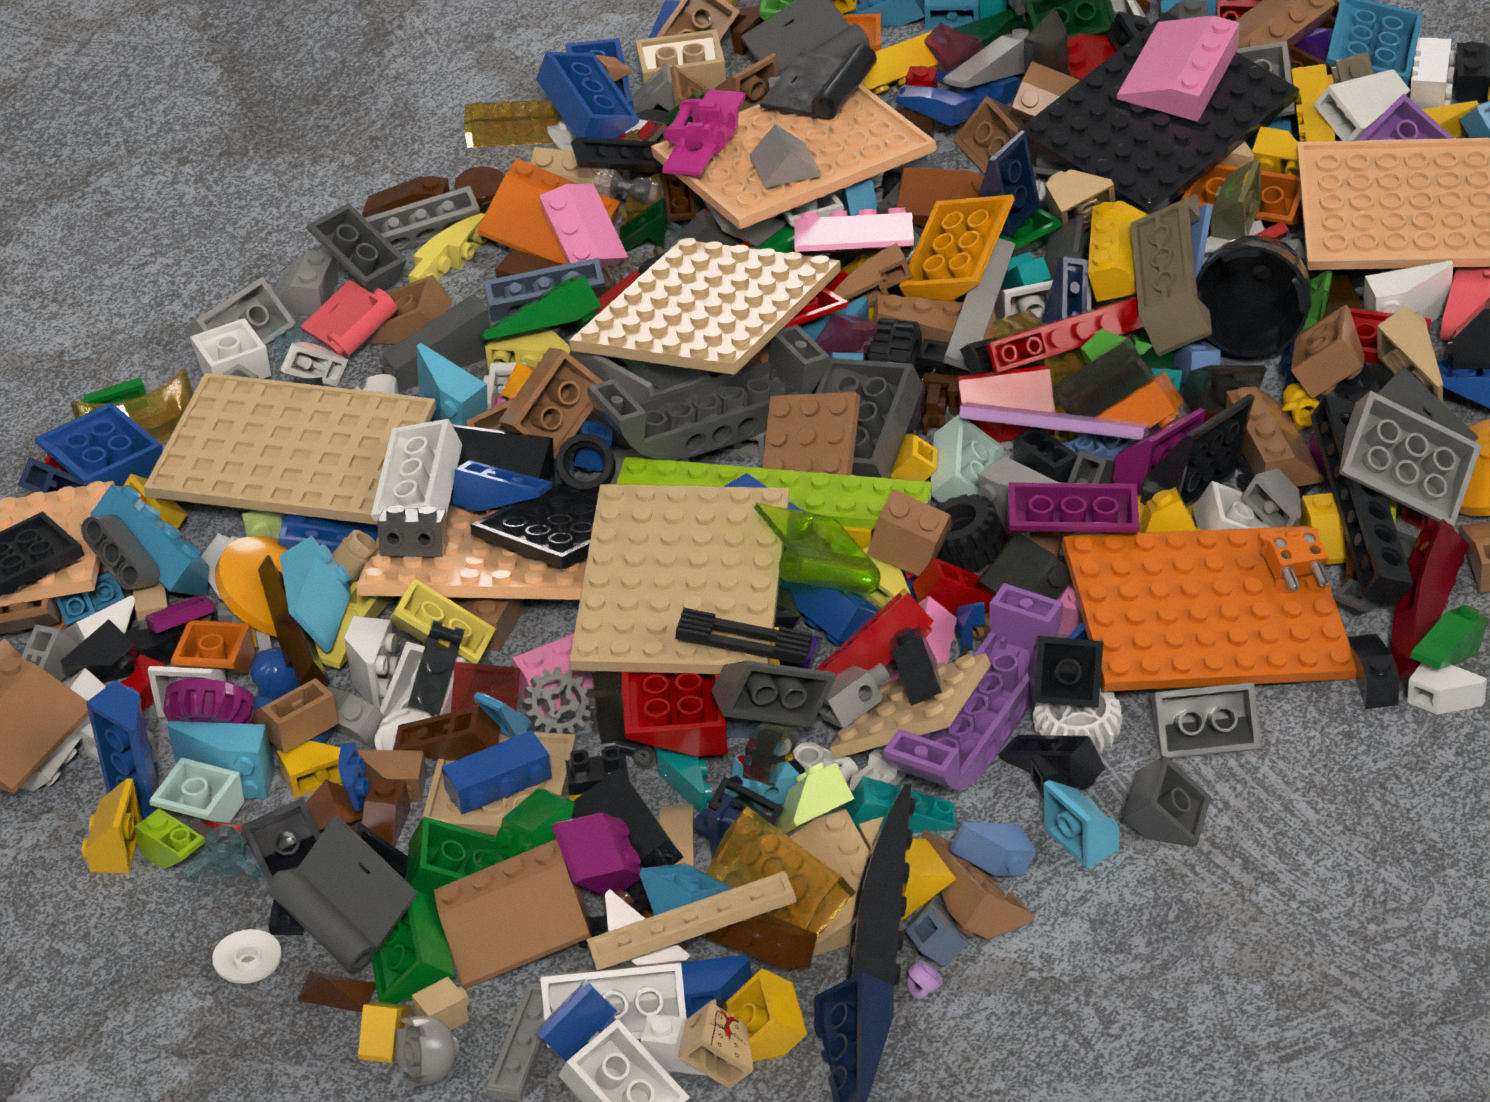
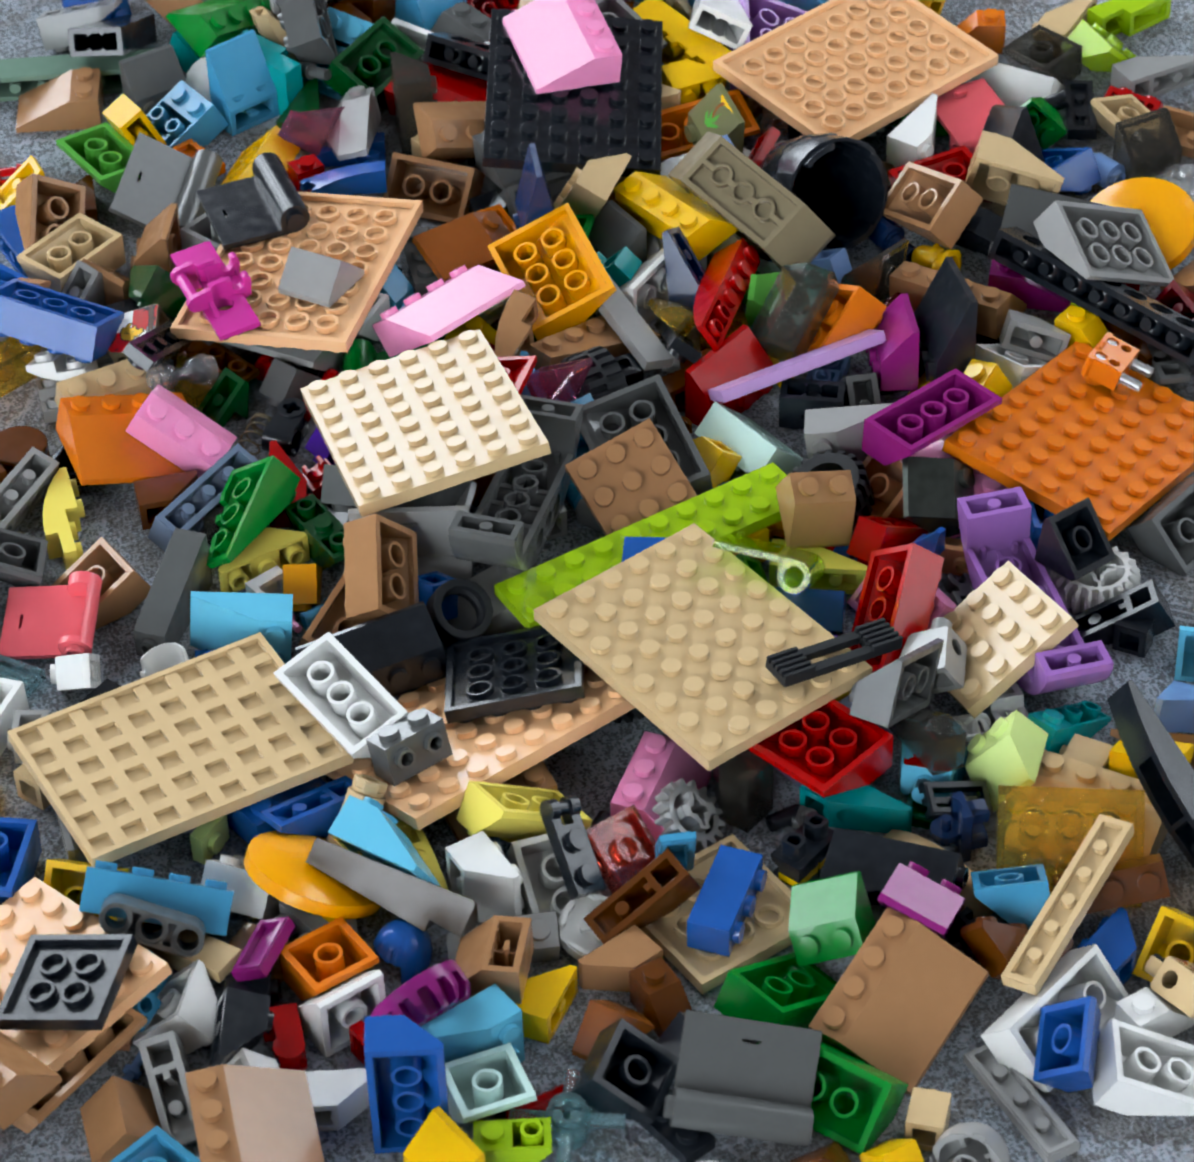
camera: 45 degrees left, 0 degrees up
(352, 775) = (610, 985): blue slope -> none
(487, 487) = (417, 672): blue slope -> none
(916, 664) = (976, 600): black slope -> none

